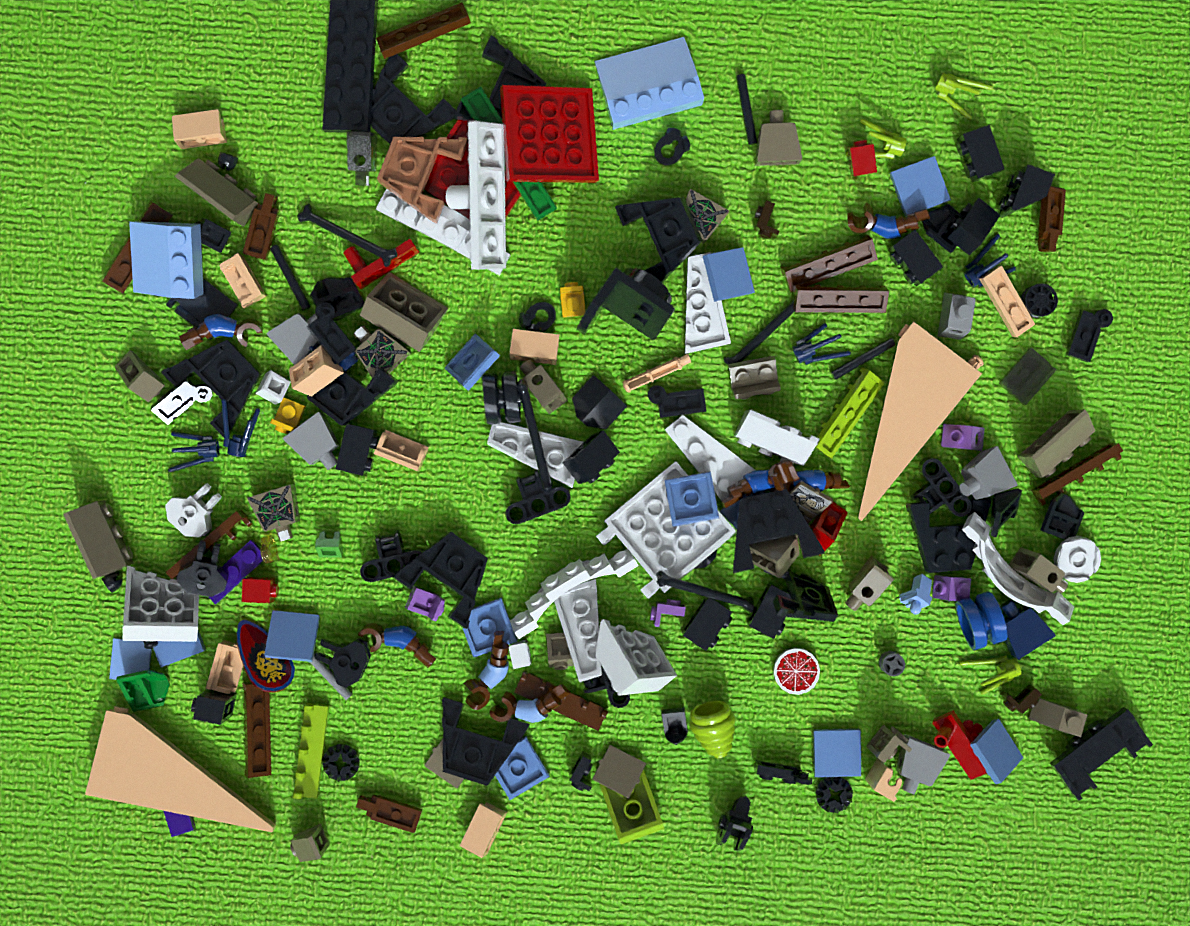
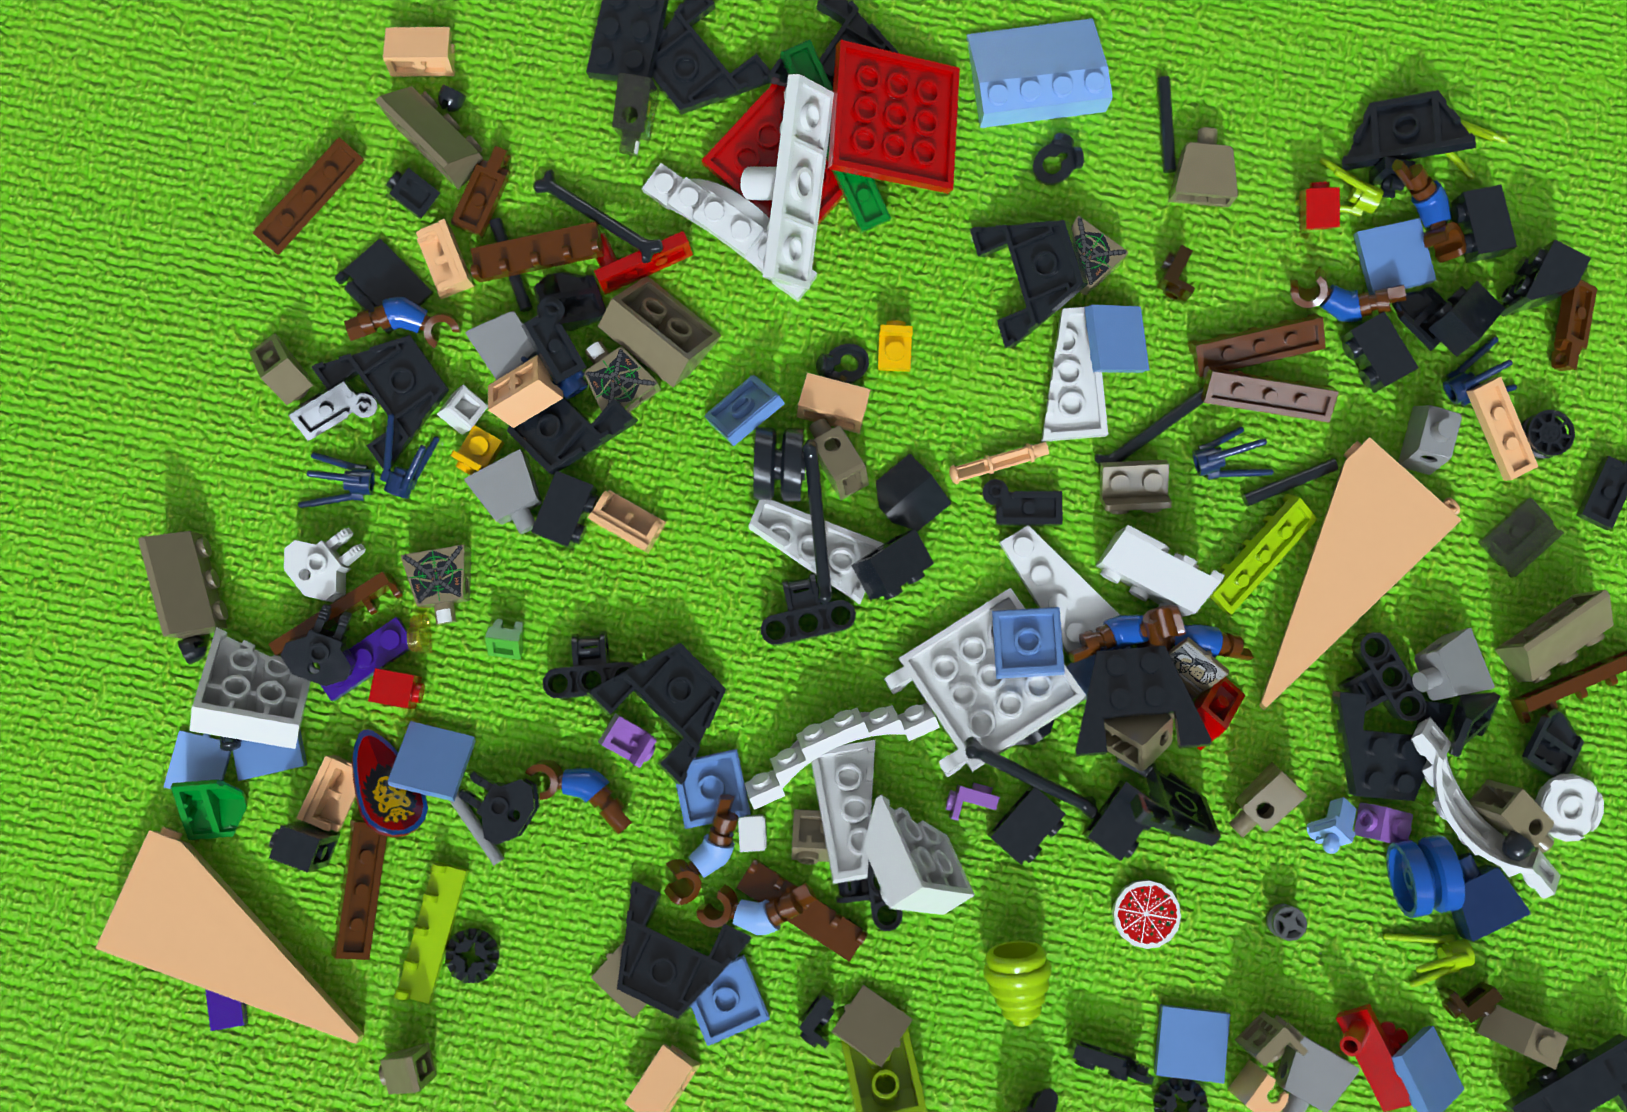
camera: 10 degrees right, 5 degrees down
(166, 259) = (346, 213): light blue slope -> none
(307, 267) = (536, 252): none -> reddish brown hinge
(390, 812) = (532, 1039): reddish brown hinge -> none
(410, 165) = (697, 134): nougat wing -> none
(635, 299) = (981, 352): black piece -> none
(675, 724) = (961, 968): black plate -> none
(911, 127) = (1384, 175): none -> black tile
(918, 93) = (1407, 130): none -> black wing
(943, 149) = (1433, 210): none -> reddish brown piece
(962, 437) = (1420, 609): medium lavender bracket -> none
(1041, 593) = (1516, 846): none -> black hinge

